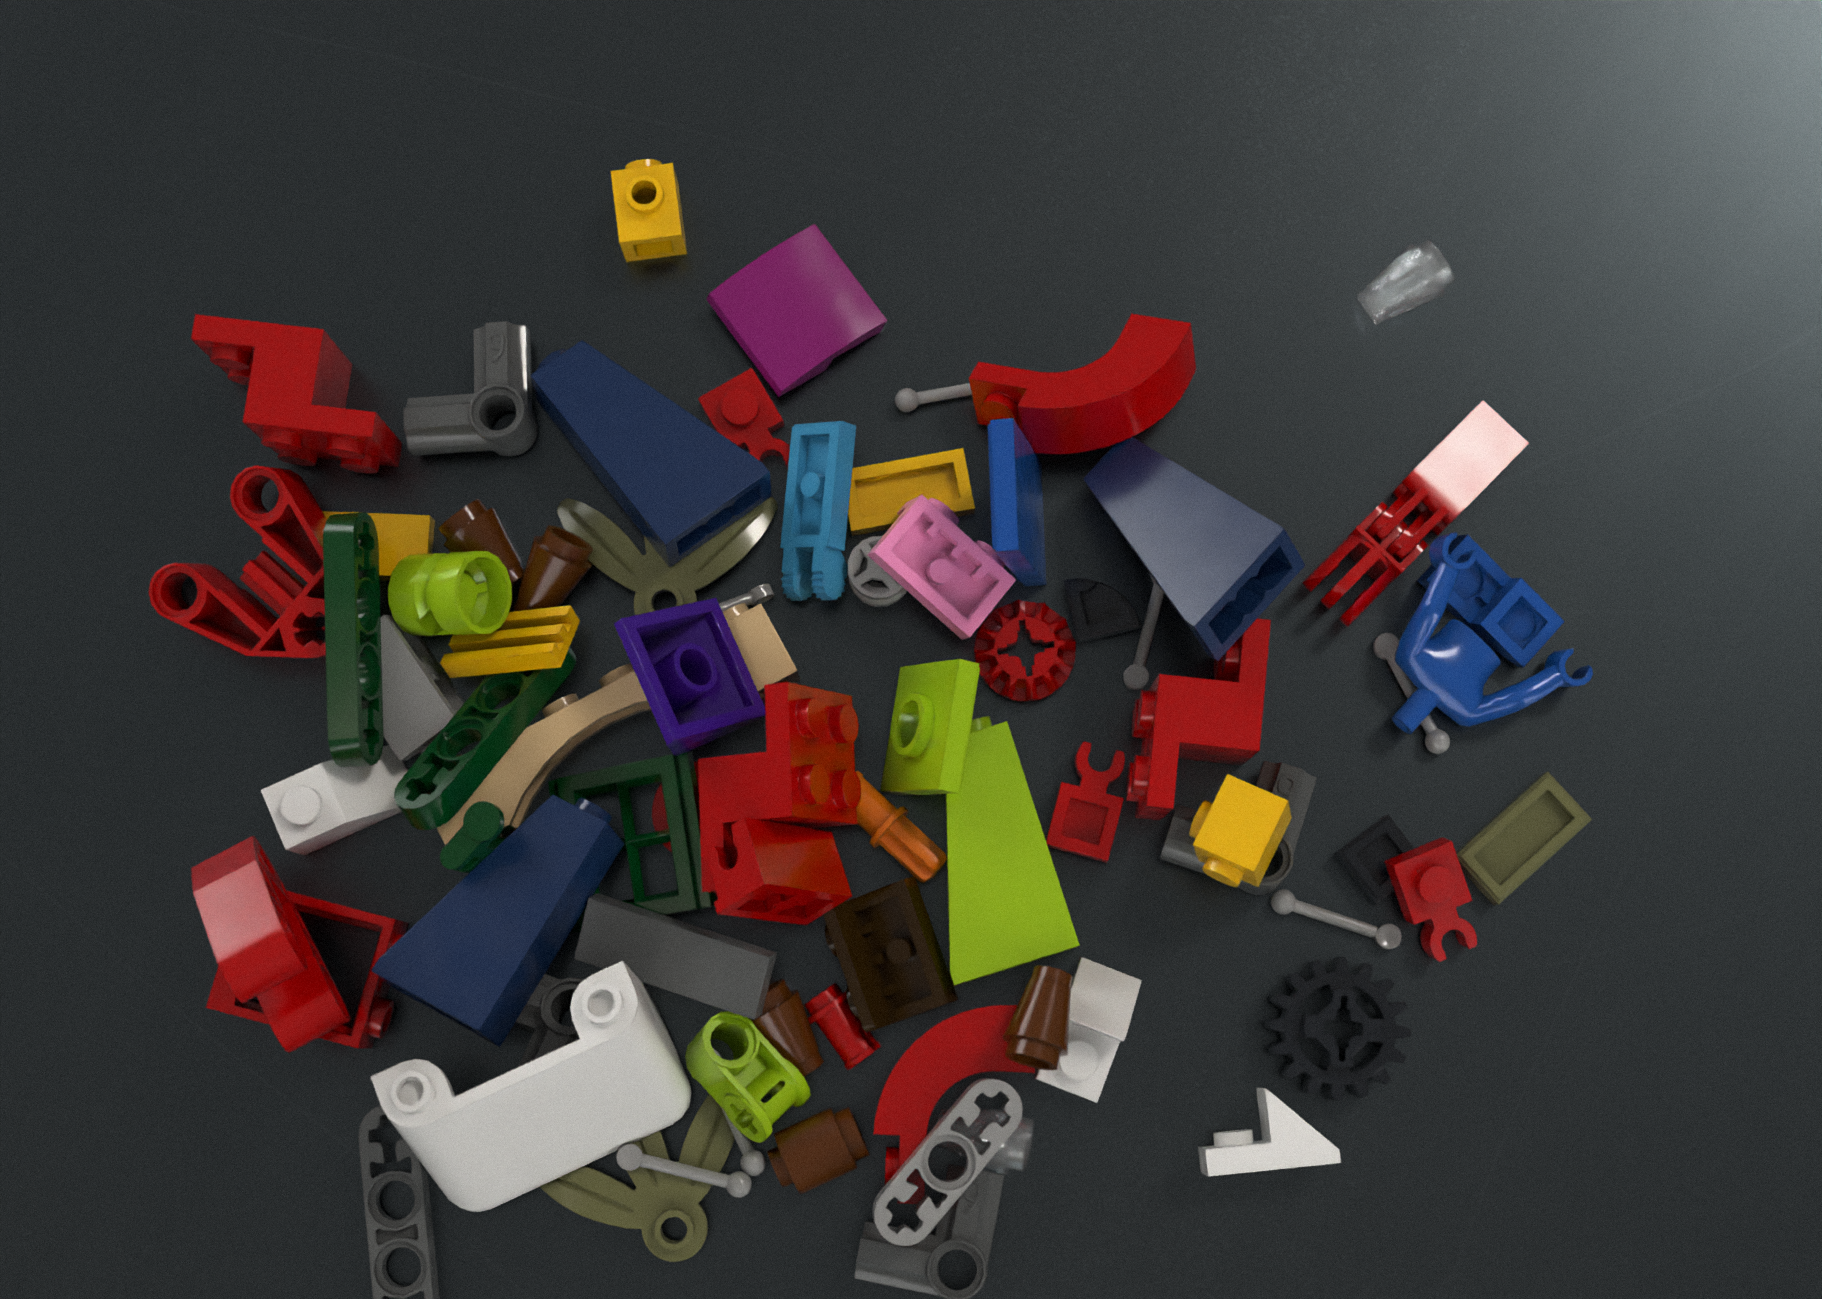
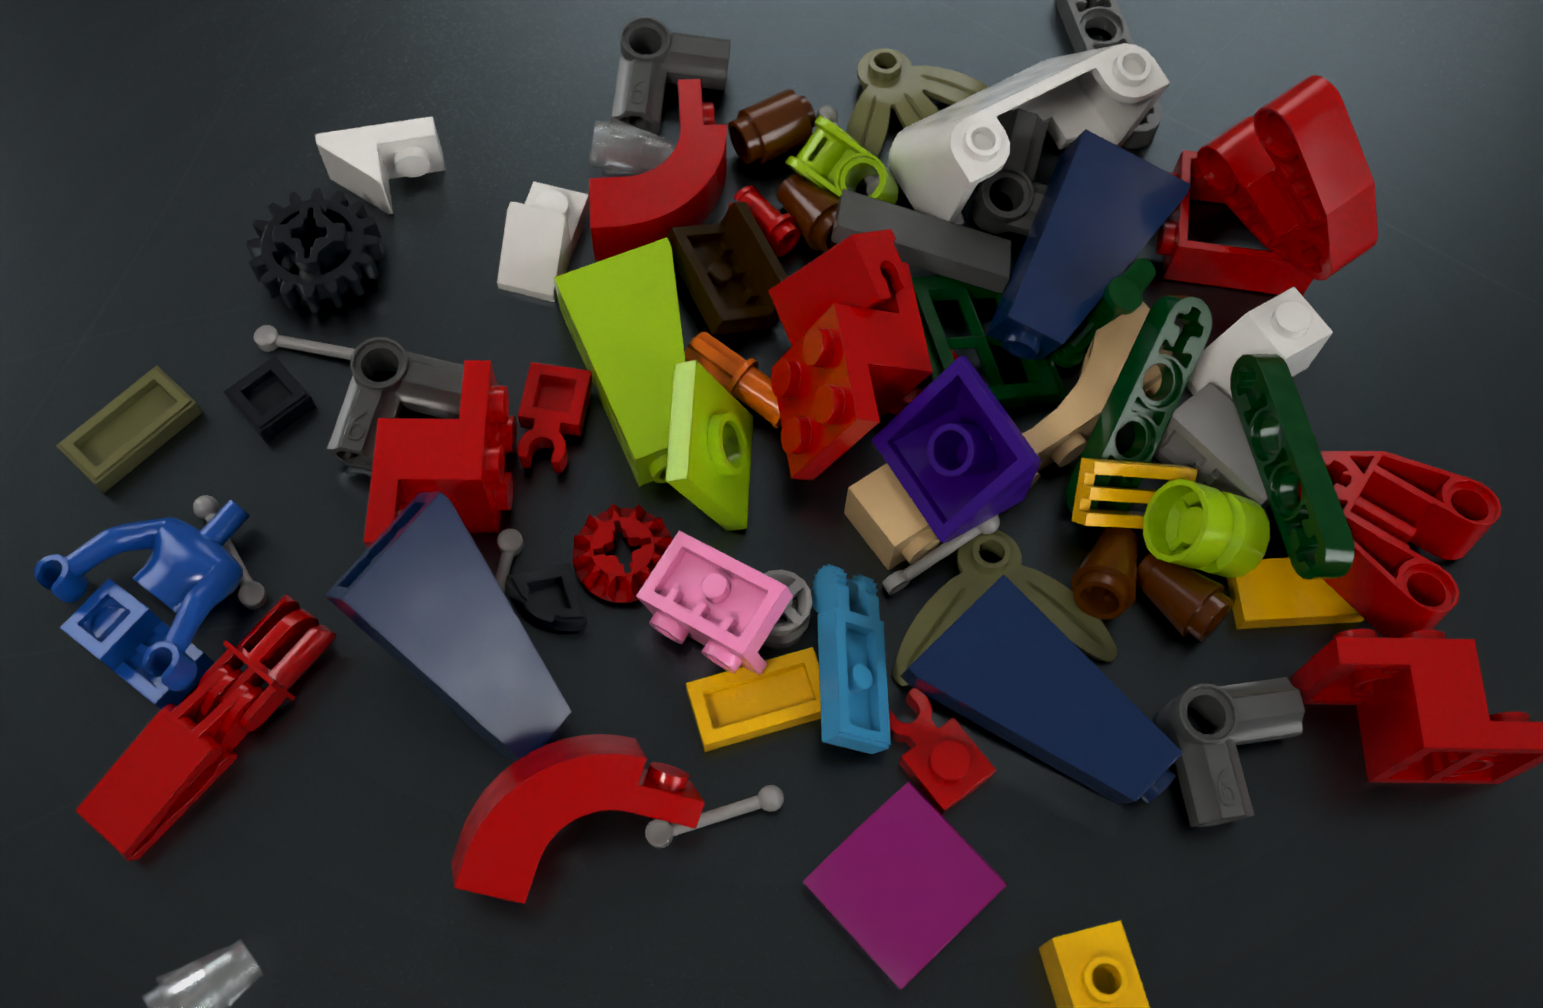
camera: 170 degrees right, 15 degrees down
(631, 1157) = (928, 105): light grey hinge -> none
(902, 1190) = (658, 126): light grey beam -> none
(1016, 502) = (640, 645): blue tile -> none
(1041, 1020) = (584, 201): reddish brown cone -> none
(1239, 832) = (400, 363): yellow brick -> none
(1429, 890) = (219, 365): red plate -> none

